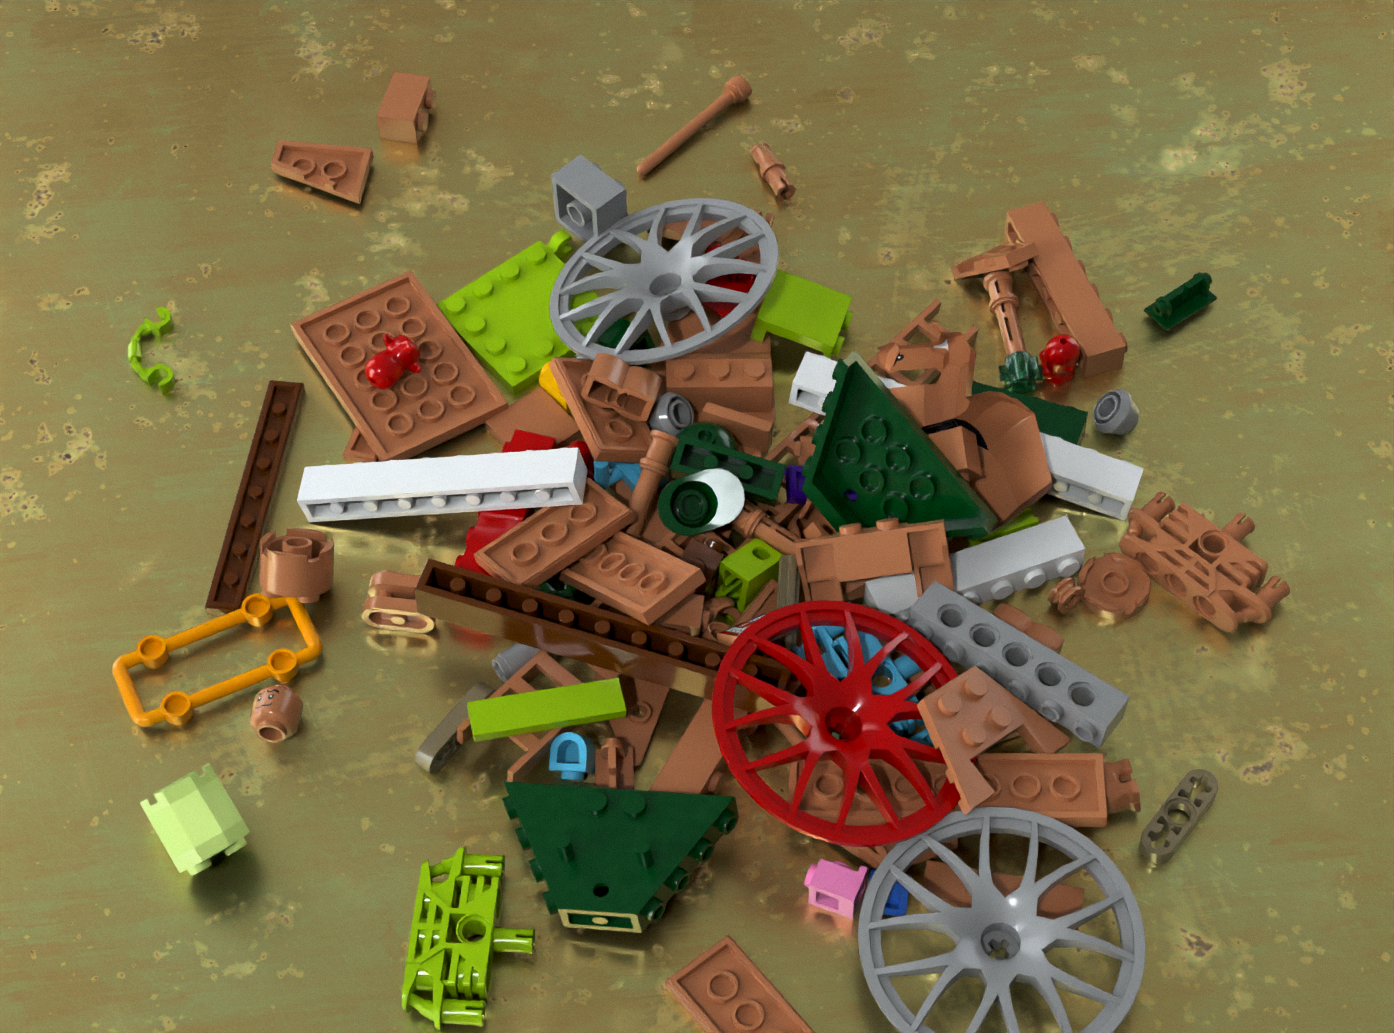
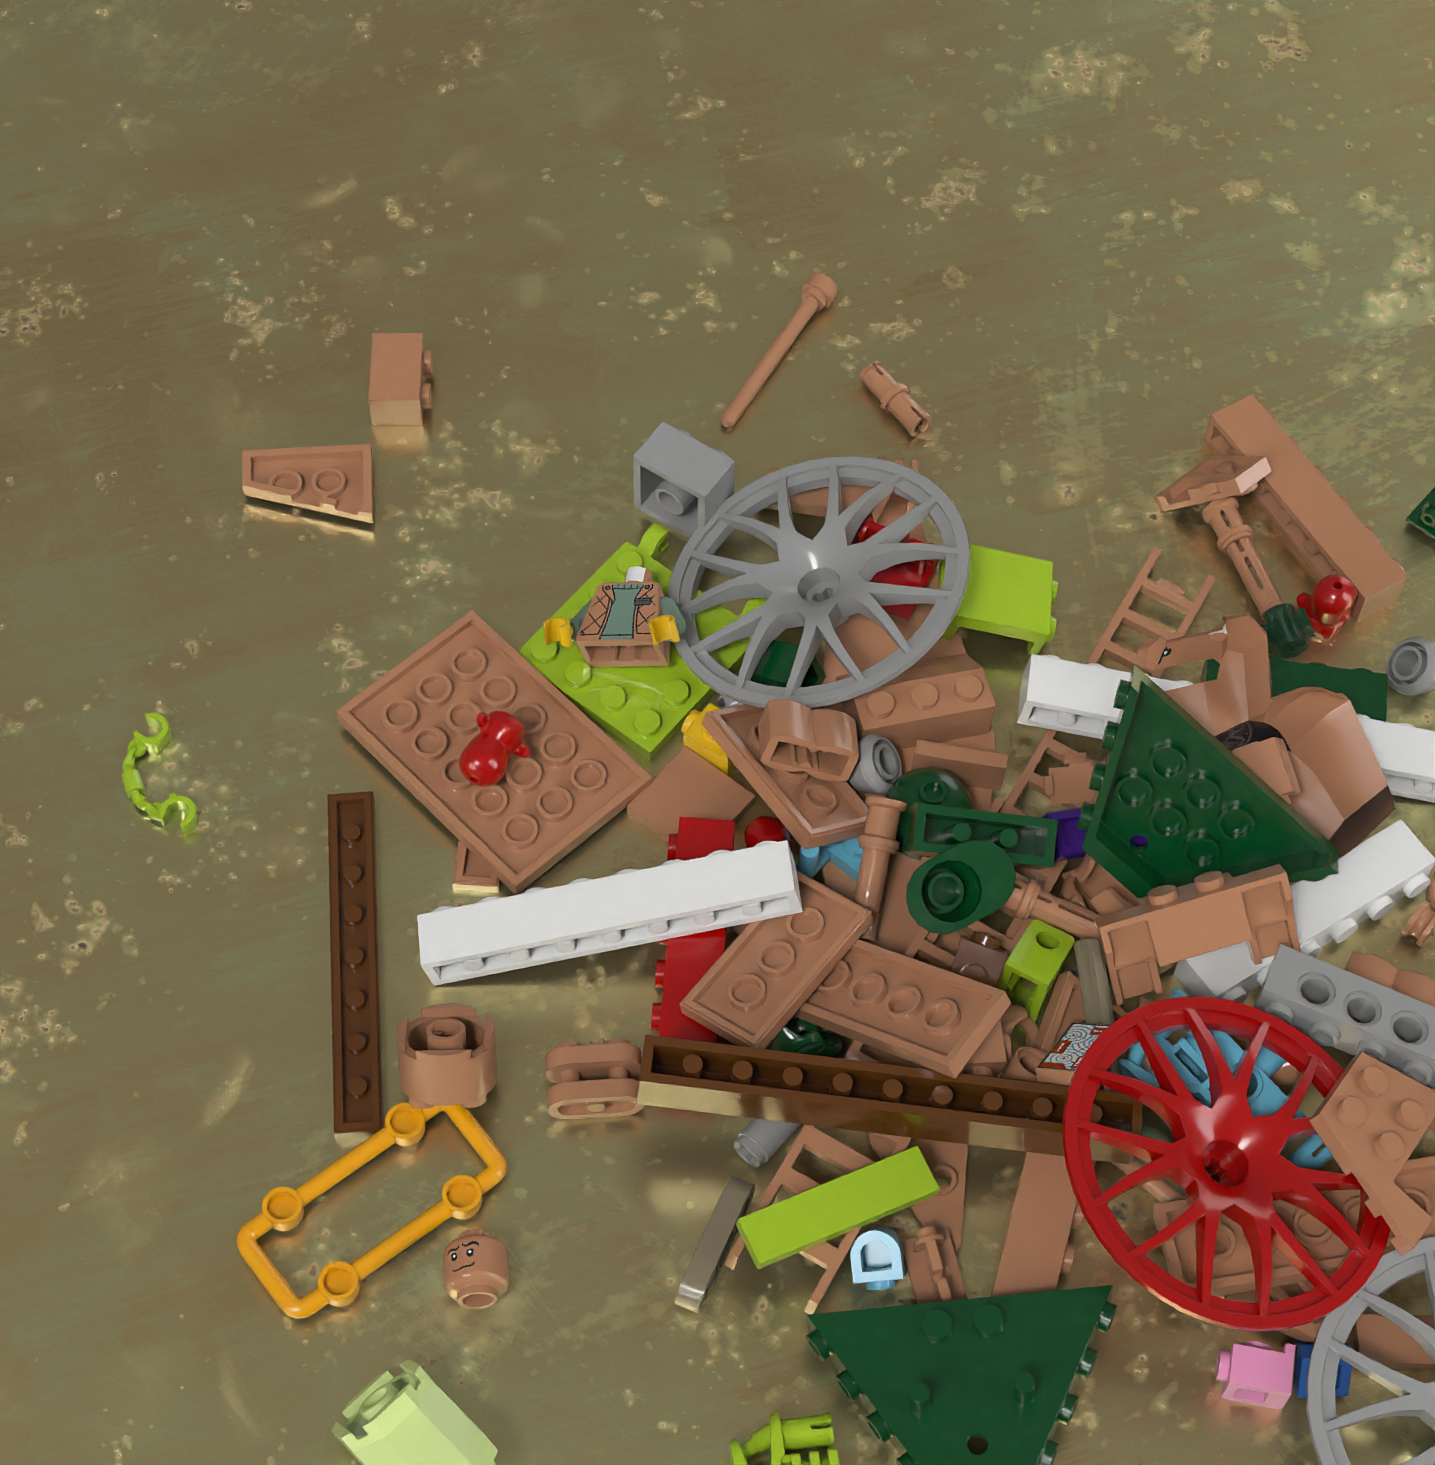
camera: 15 degrees left, 5 degrees up
(513, 294) = (622, 624): none -> torso

